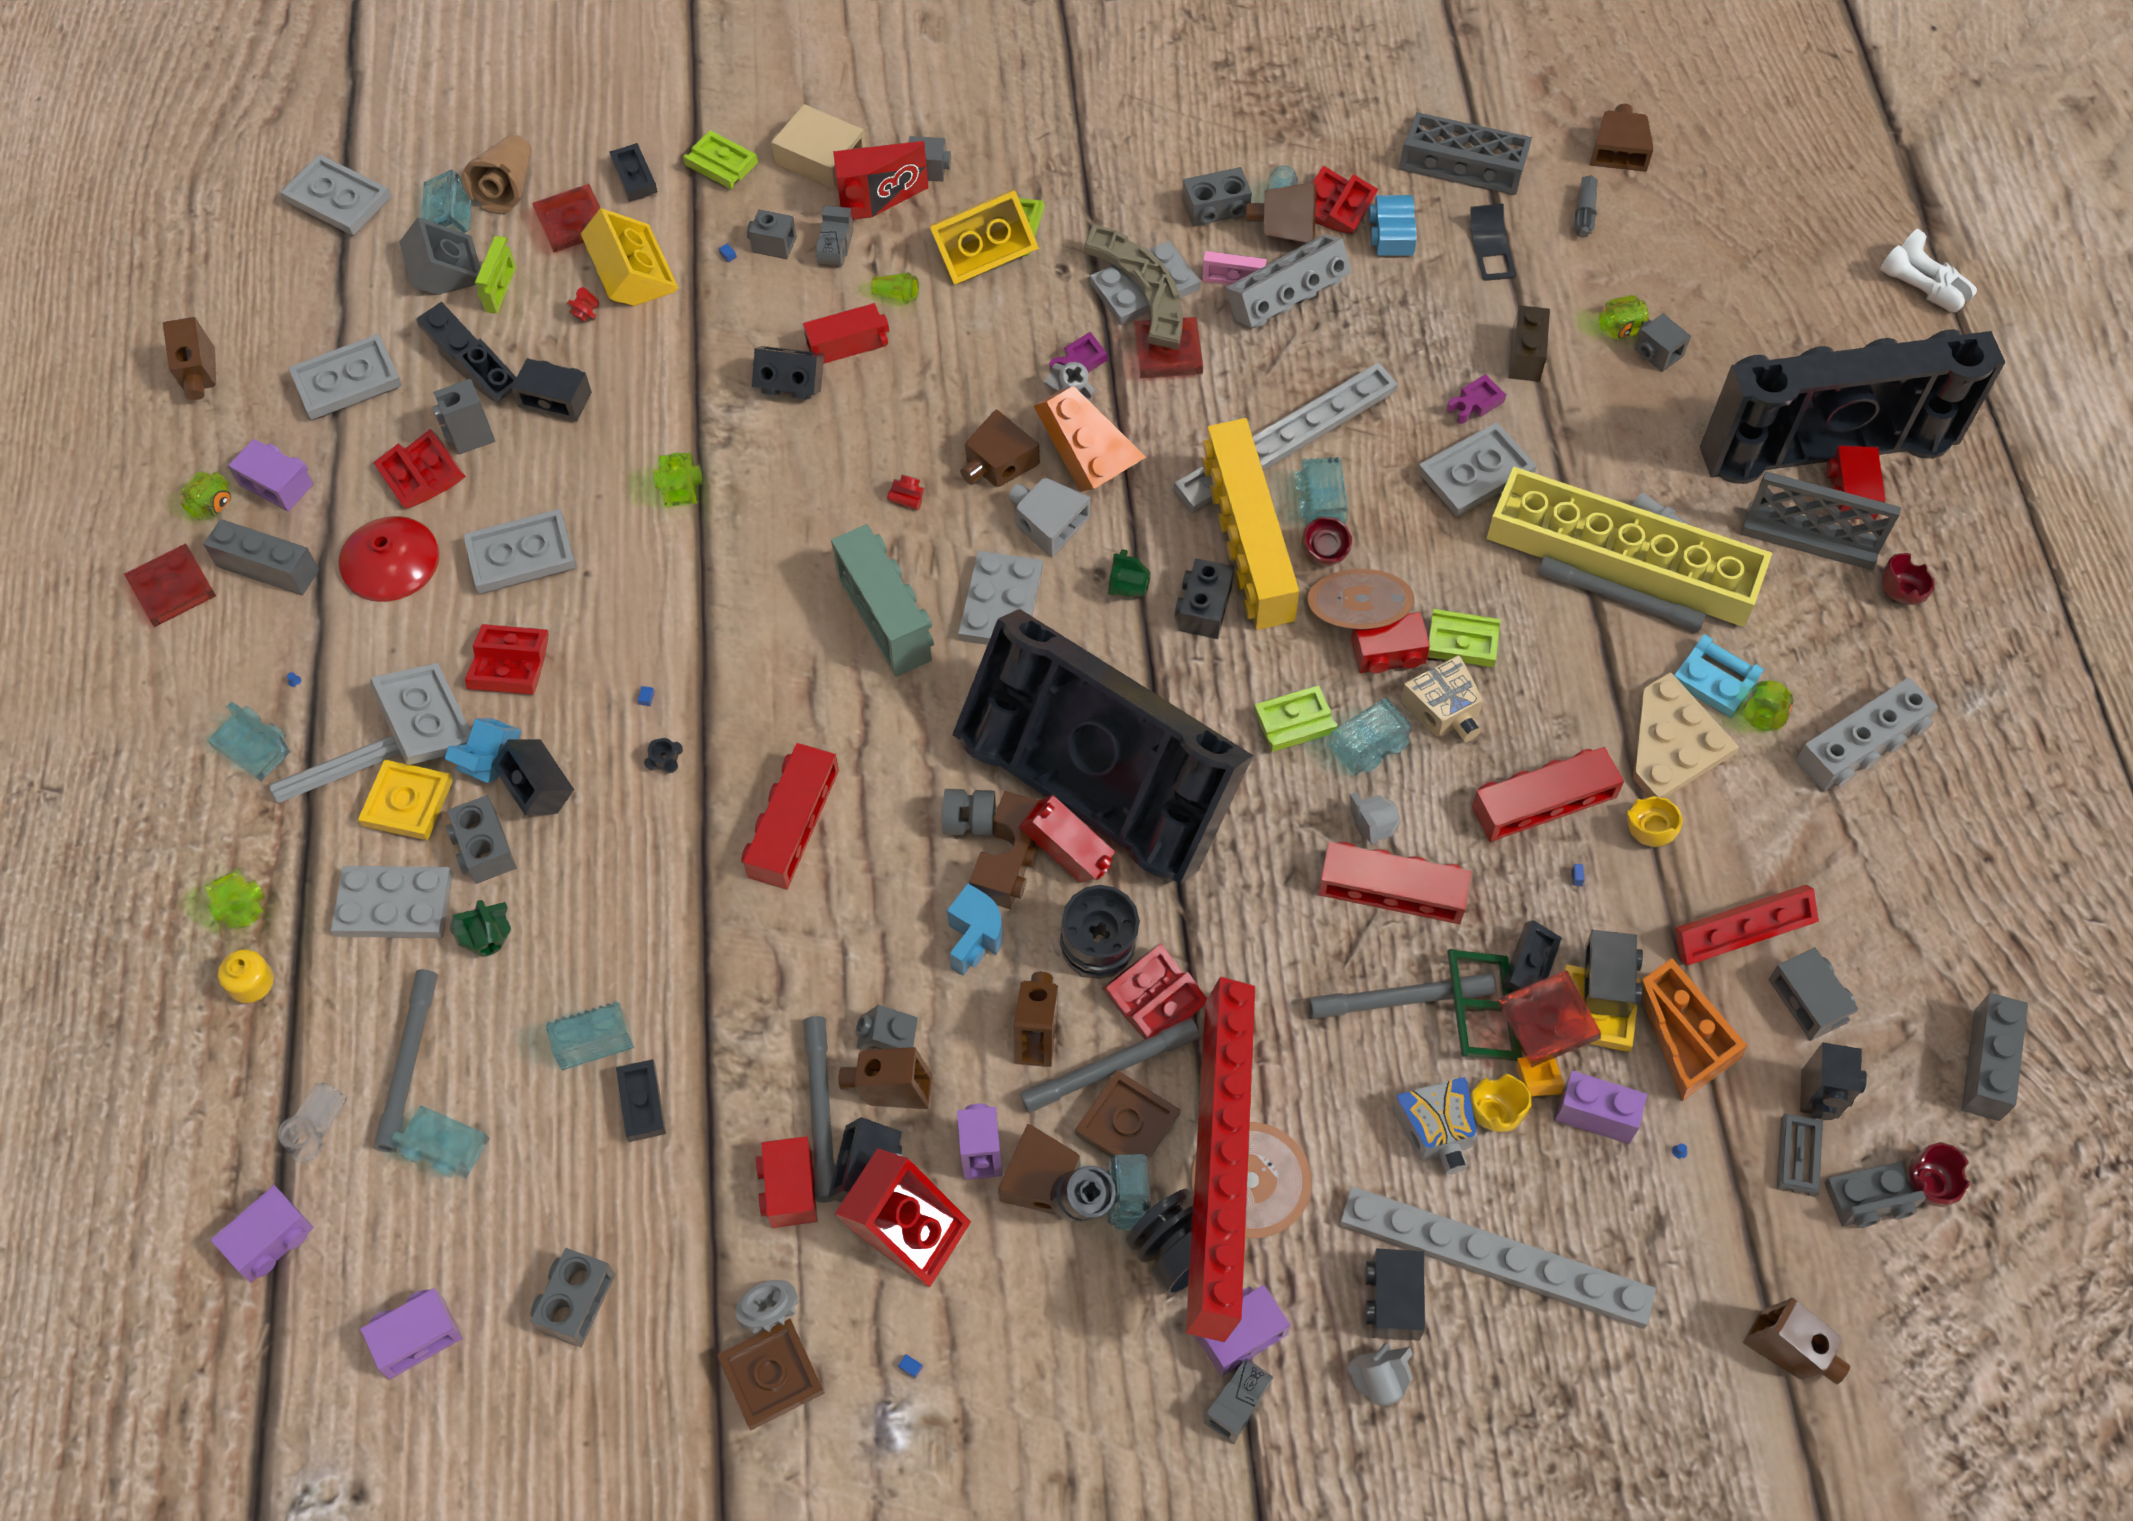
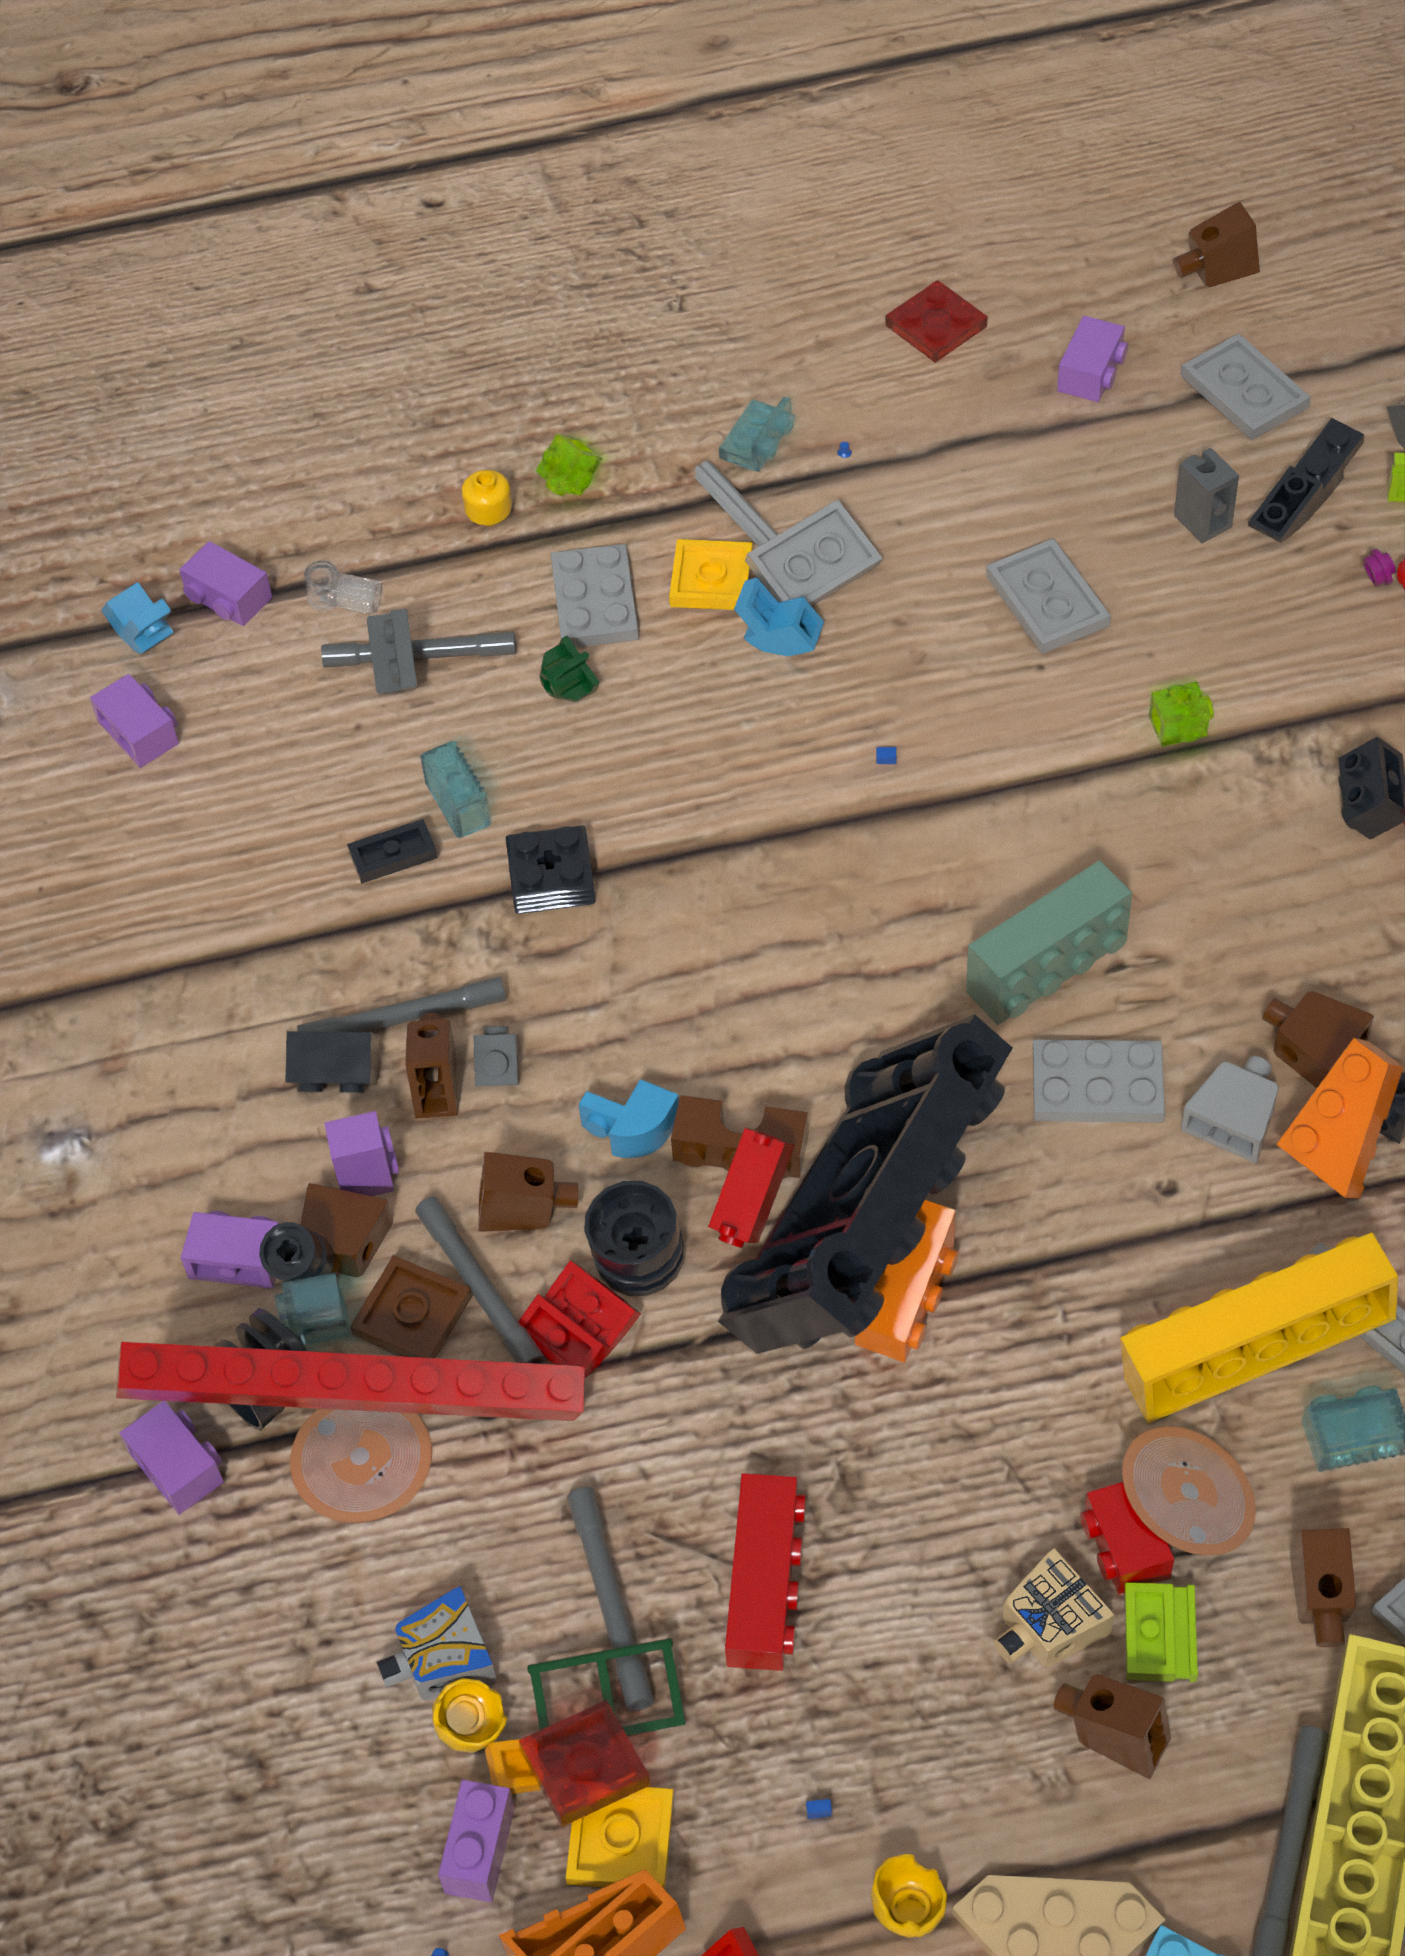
camera: 85 degrees right, 5 degrees down
(205, 495) = (1051, 314): clear neon green head -> none
(261, 557) = (980, 379): dark grey brick -> none
(282, 1323) = (137, 618): none -> dark azure brick
(390, 570) = (1015, 489): red dish -> none
(416, 1070) = (391, 652): none -> dark grey bracket
(419, 470) = (1135, 484): red slope -> none
(442, 1142) = (331, 698): clear light blue bracket -> none
(483, 838) = (672, 647): dark grey brick -> none
(507, 659) = (906, 620): red slope -> none
(532, 776) = (751, 670): black brick -> none
(551, 389) = (1276, 568): black brick -> none
(570, 327) = (1379, 567): none -> magenta plate
(582, 1299) = (176, 839): dark grey brick -> none
(660, 747) = (809, 776): black plate -> none
(715, 979) = (570, 877): none -> black brick
(762, 1297) = (191, 1002): light grey gear -> none
(770, 1374) = (107, 1022): reddish brown plate -> none
(788, 1182) = (309, 994): red brick -> none
(790, 816) = (749, 916): red brick -> none
(903, 1215) = (267, 1097): red slope -> none
(906, 492) = (1233, 952): red plate -> none
(910, 1366) = (125, 1148): blue piece -> none
(981, 816) = (779, 1080): dark grey wheel -> none
(1043, 1266) = (226, 1249): none -> medium lavender brick
(1128, 576) = (1158, 1208): dark green piece -> none
(1205, 598) = (1141, 1297): black brick -> none
(1238, 1401) = (92, 1462): dark grey leg -> none
(1295, 718) = (987, 1432): lime plate -> none
(1326, 541) = (1271, 1436): dark red hair -> none
(1370, 737) = (974, 1524): clear light blue brick -> none
(1375, 817) = (853, 1538): light grey piece -> none
(1382, 1374) = (127, 1608): light grey piece -> none
(1397, 1294) = (217, 1613): black brick -> none
(1441, 530) = (1324, 1564): none -> reddish brown torso
(1499, 1257) = (279, 1741): light grey plate -> none
(1532, 956) = (677, 1748): black plate -> none
(1536, 668) = (1118, 1722): none -> reddish brown torso
(1547, 793) = (929, 1754): brick -> none
(1611, 973) = (654, 1834): black brick -> none

